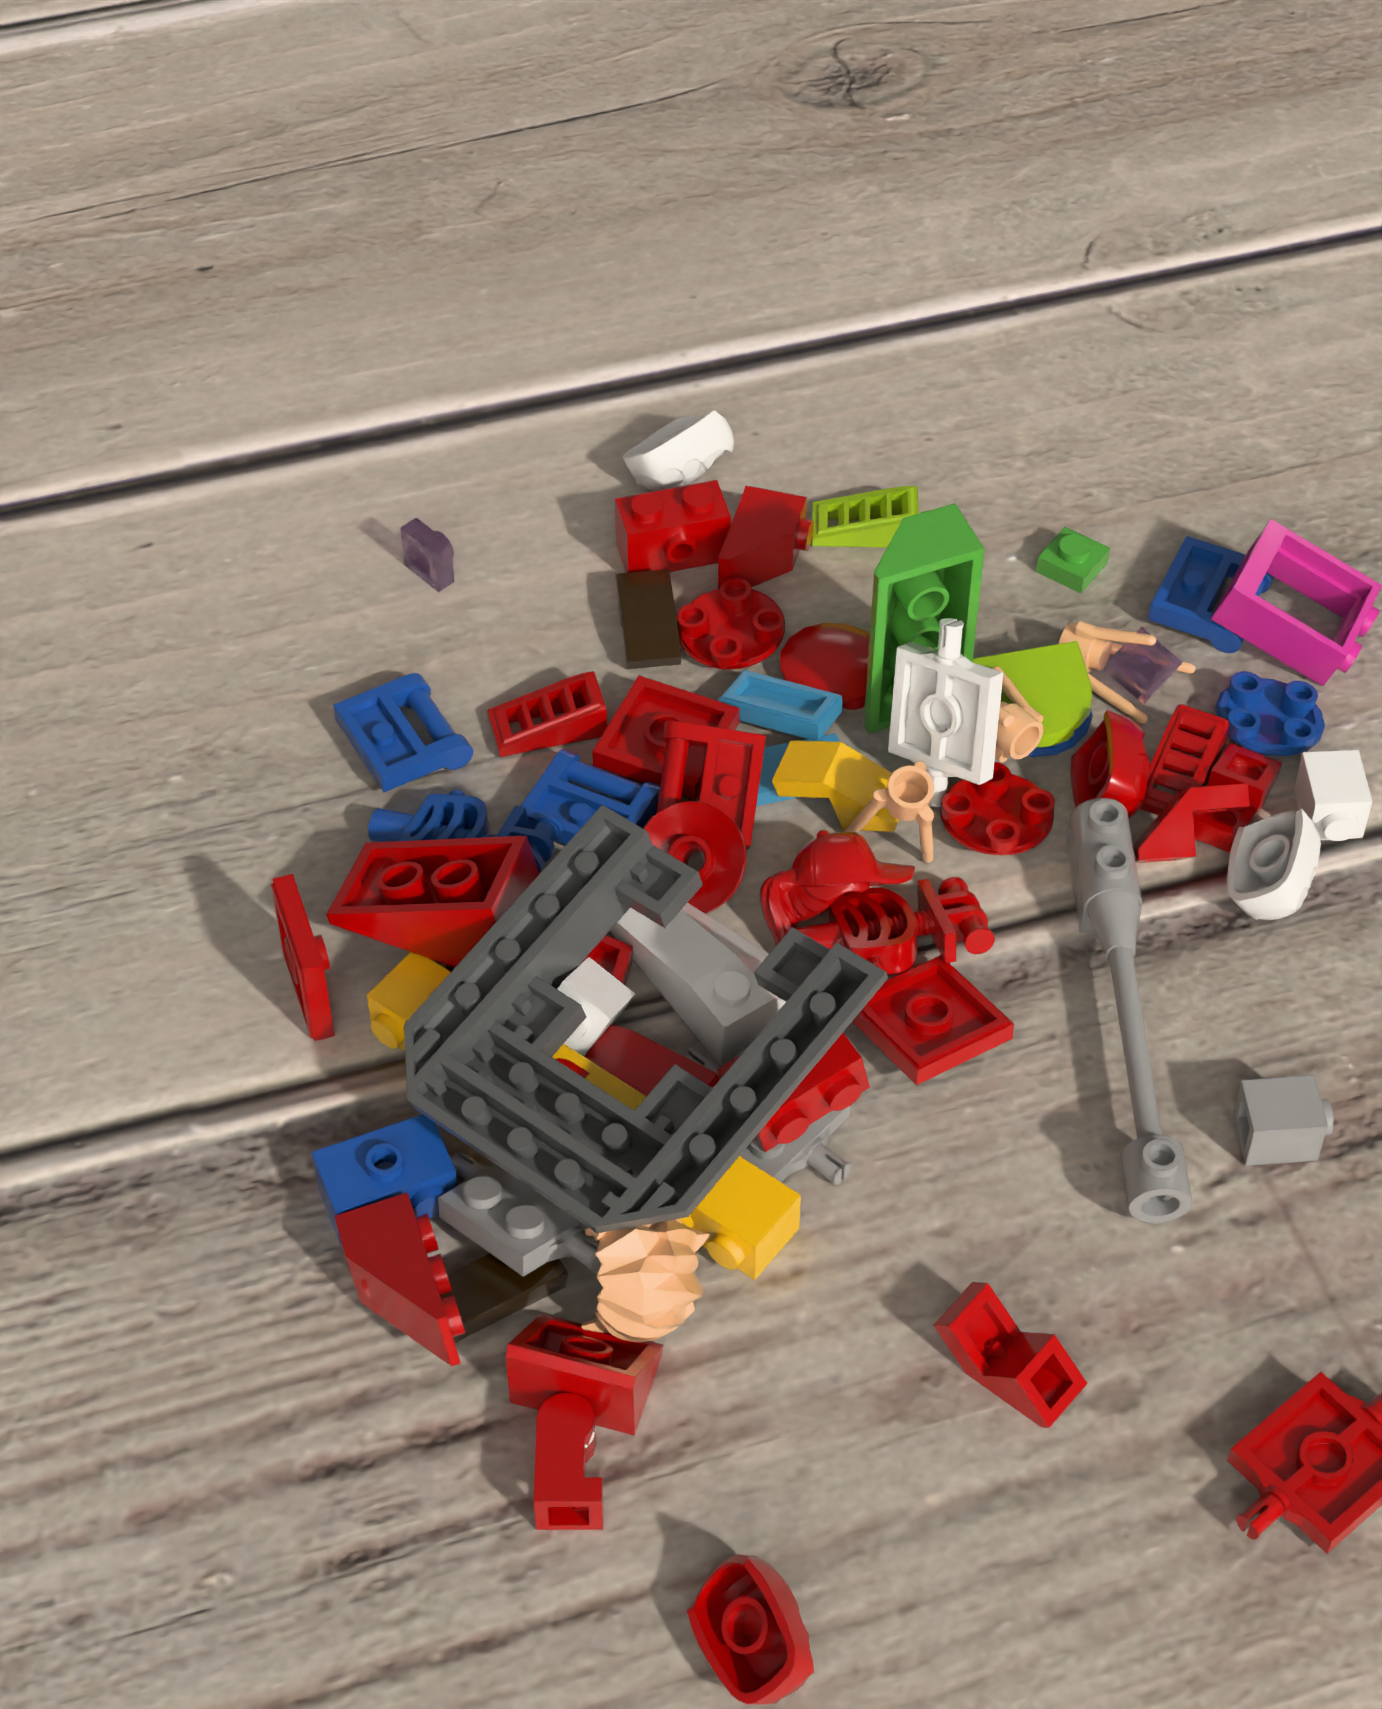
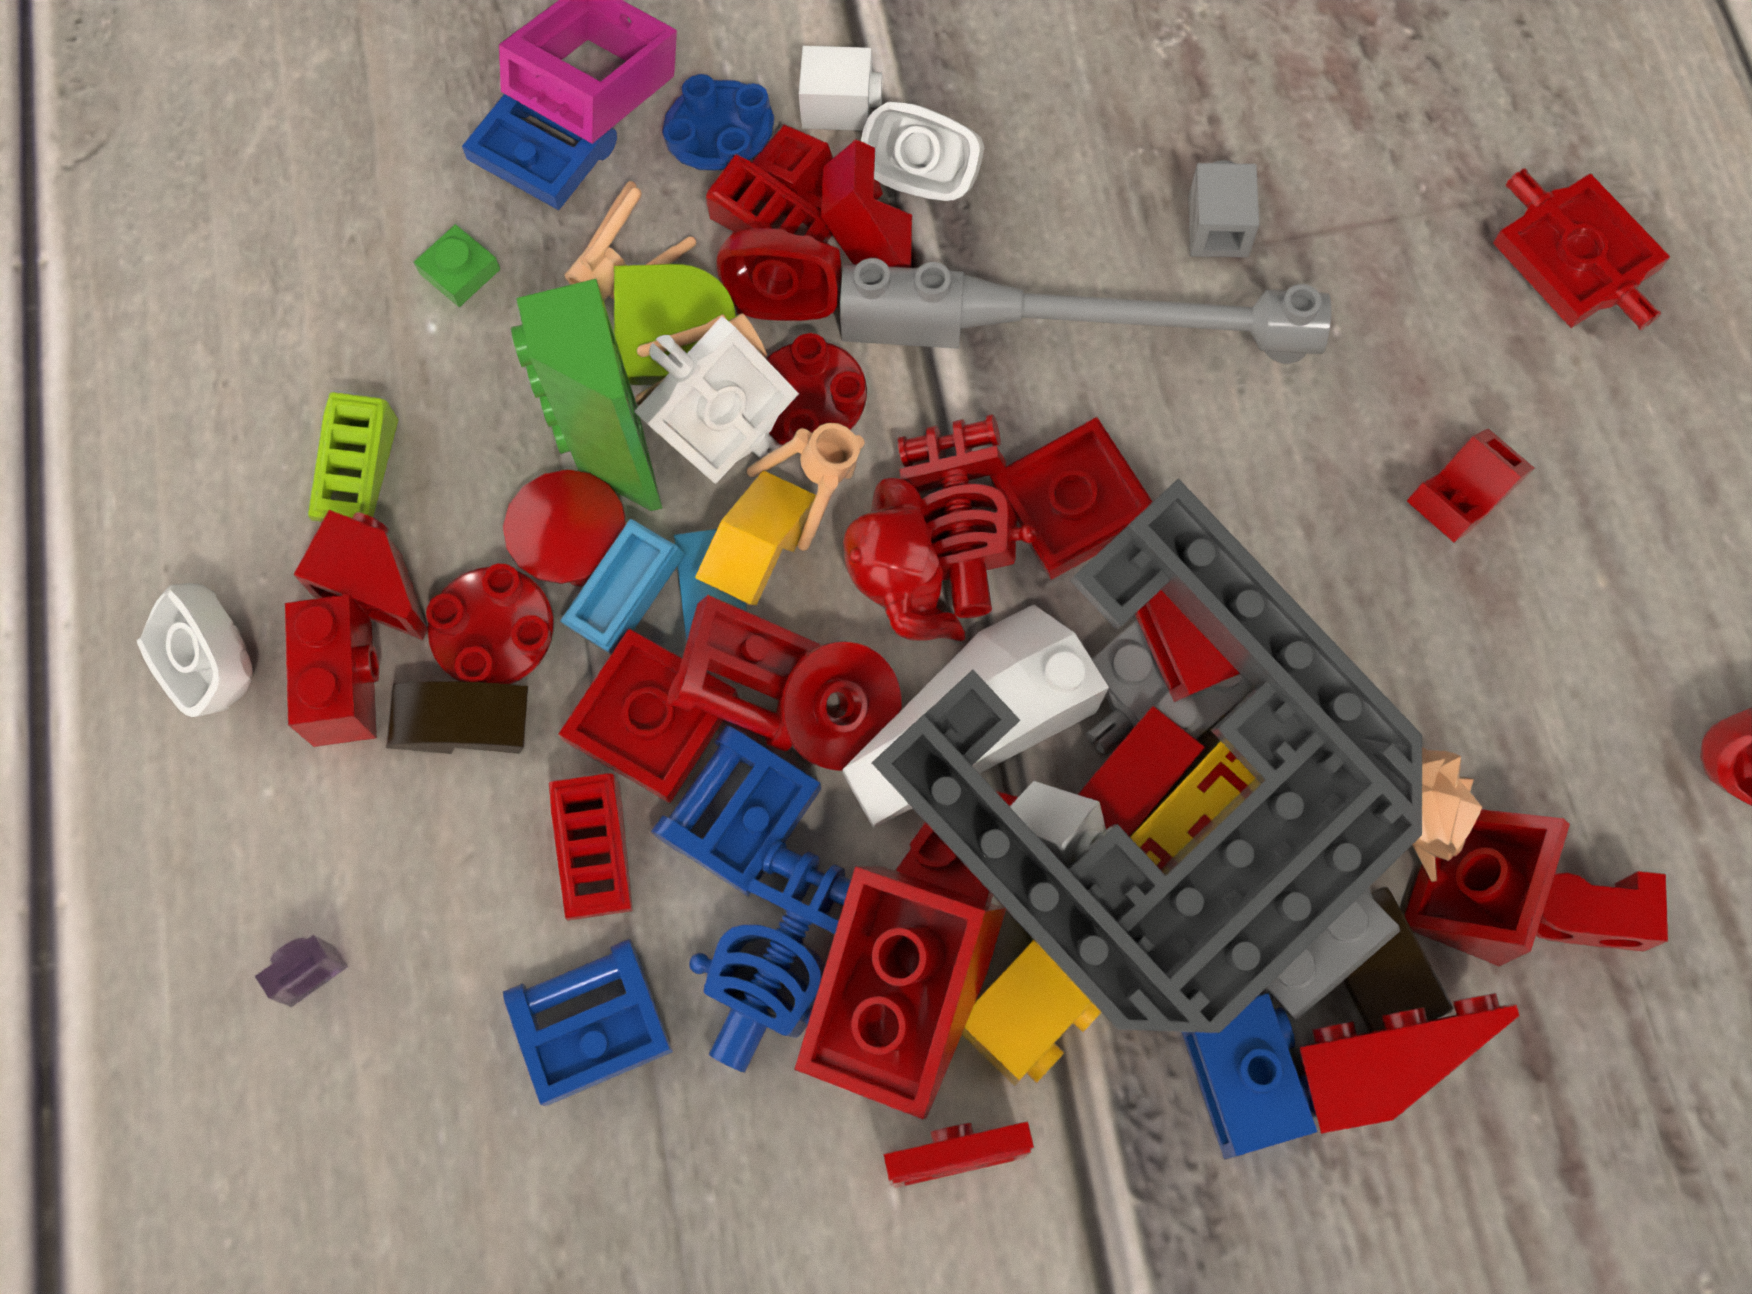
camera: 80 degrees left, 20 degrees up
(1142, 668) = (643, 230): clear purple plate -> none

